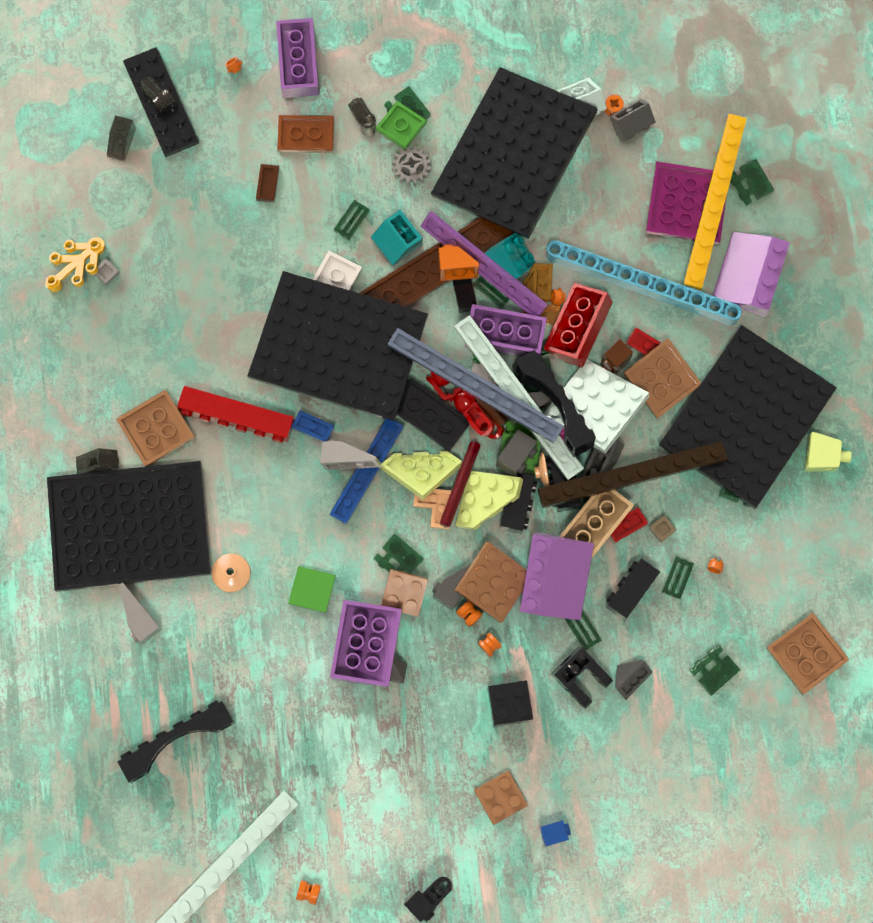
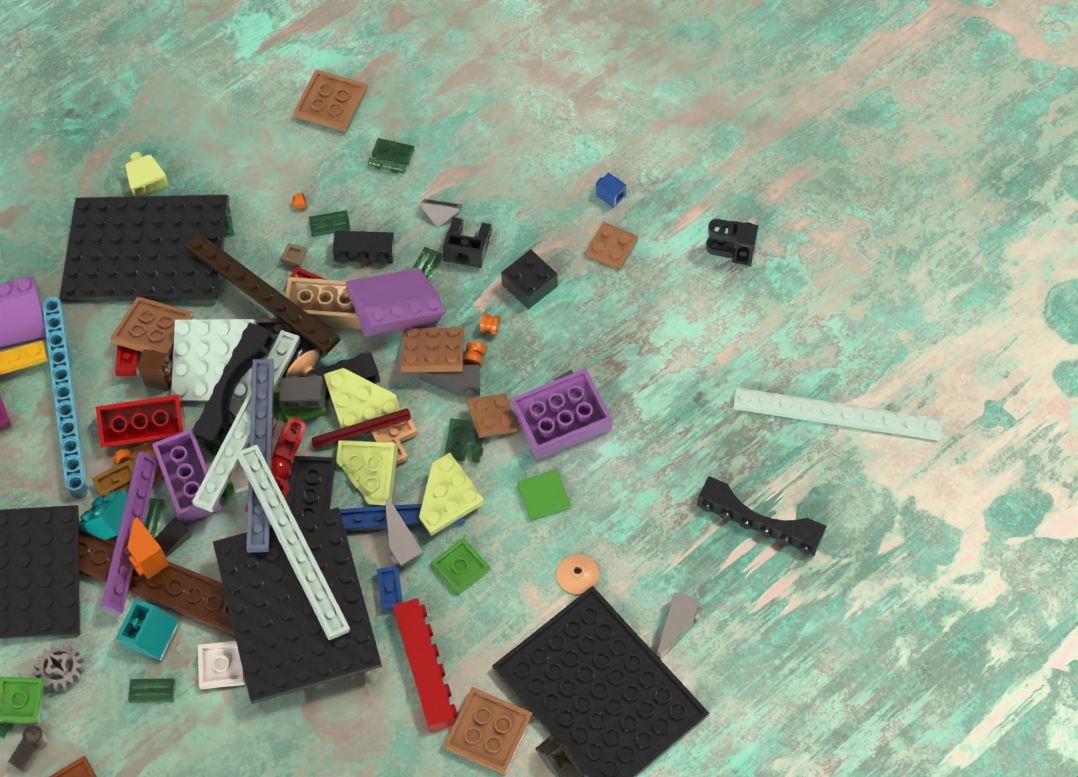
camera: 120 degrees left, 15 degrees down
(296, 490) = (460, 566): none -> bright green tile
(308, 892) = (800, 335): orange wheel -> none
(357, 513) = (447, 495): none -> yellowish green plate
(381, 363) = (293, 542): none -> light aqua plate

